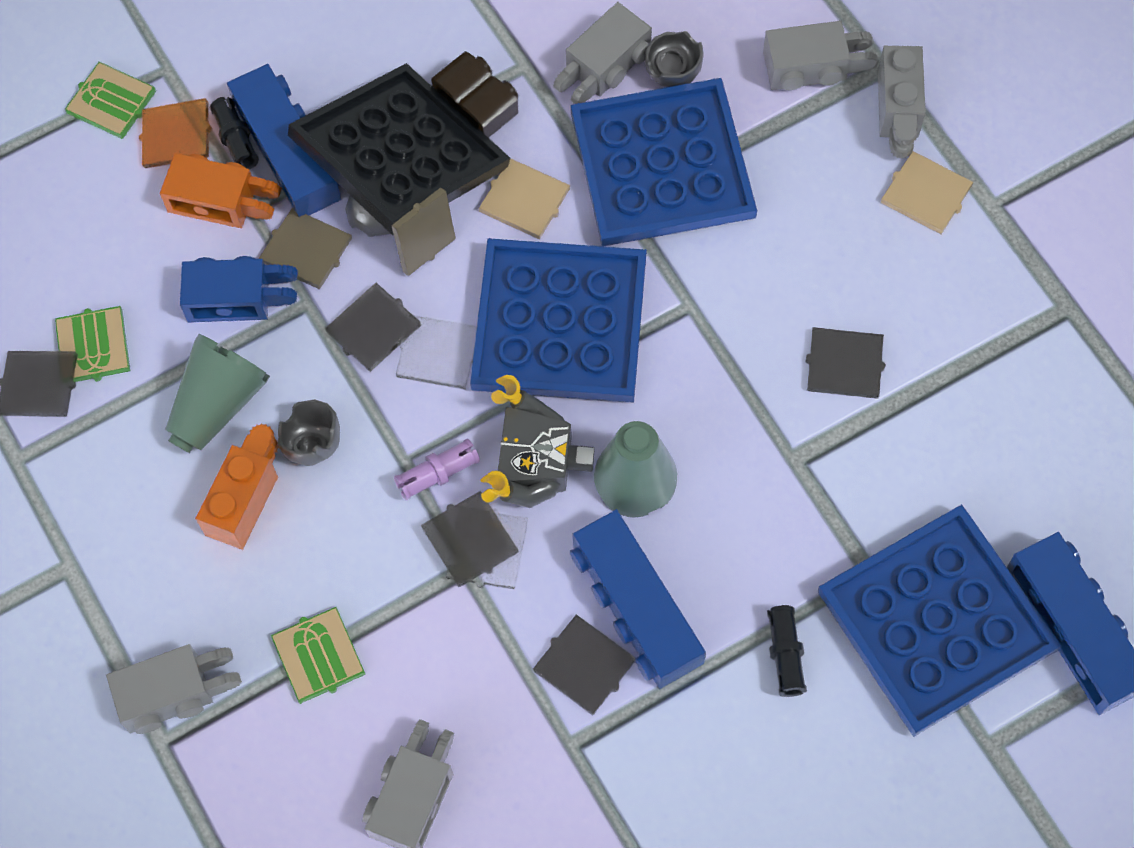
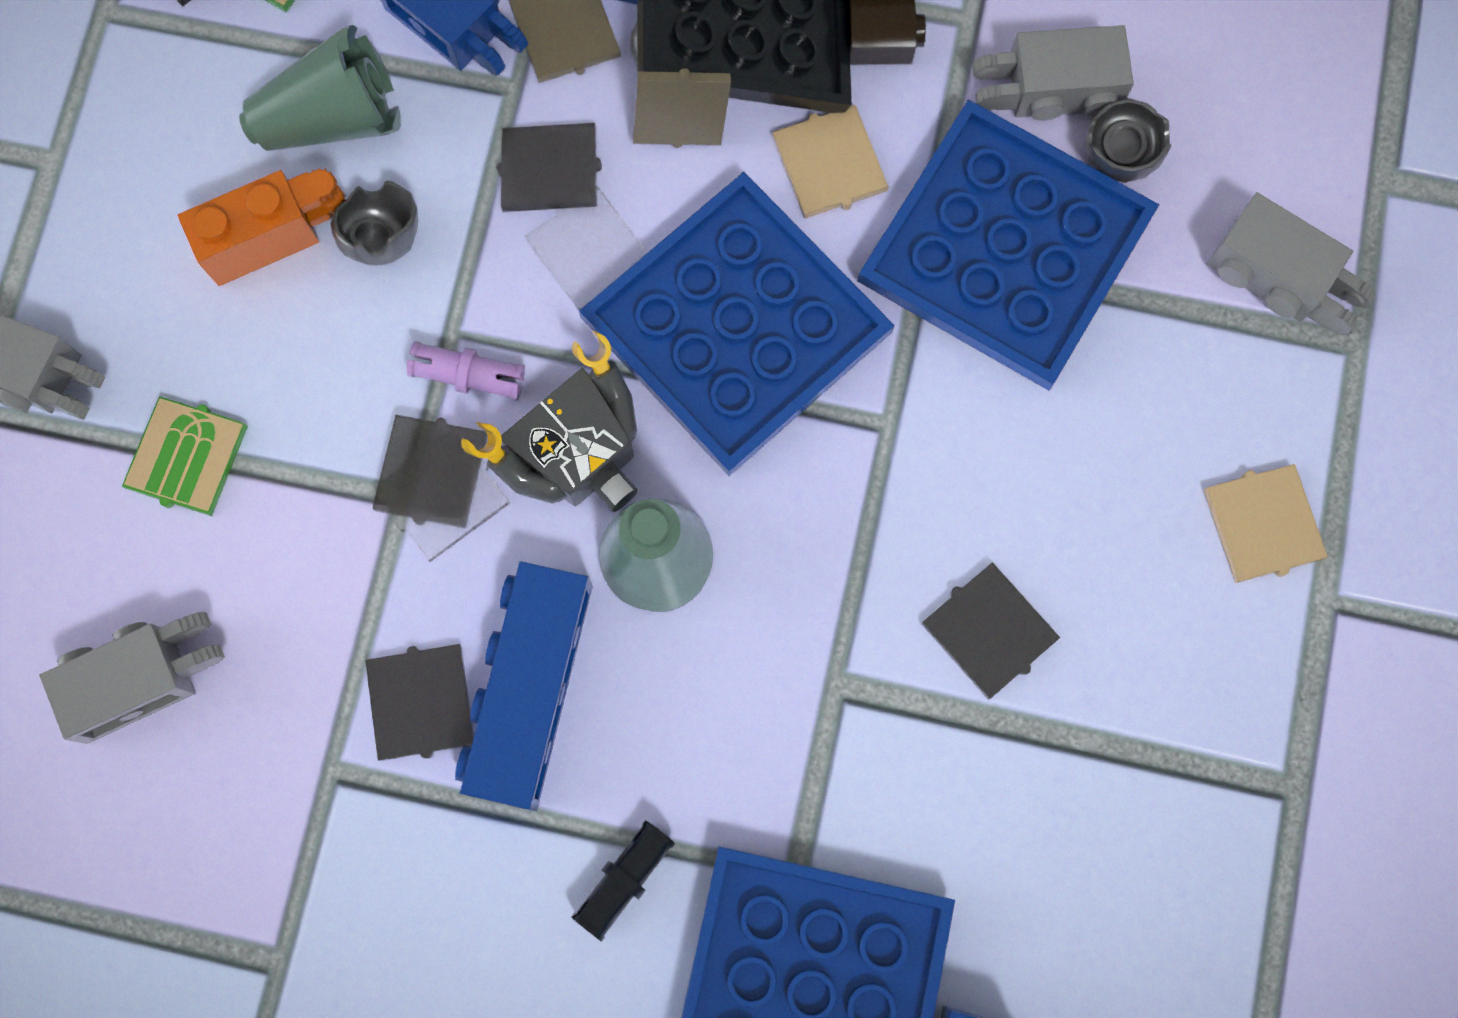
camera: 40 degrees right, 10 degrees up
(901, 97) = (1338, 394): light grey hinge -> none

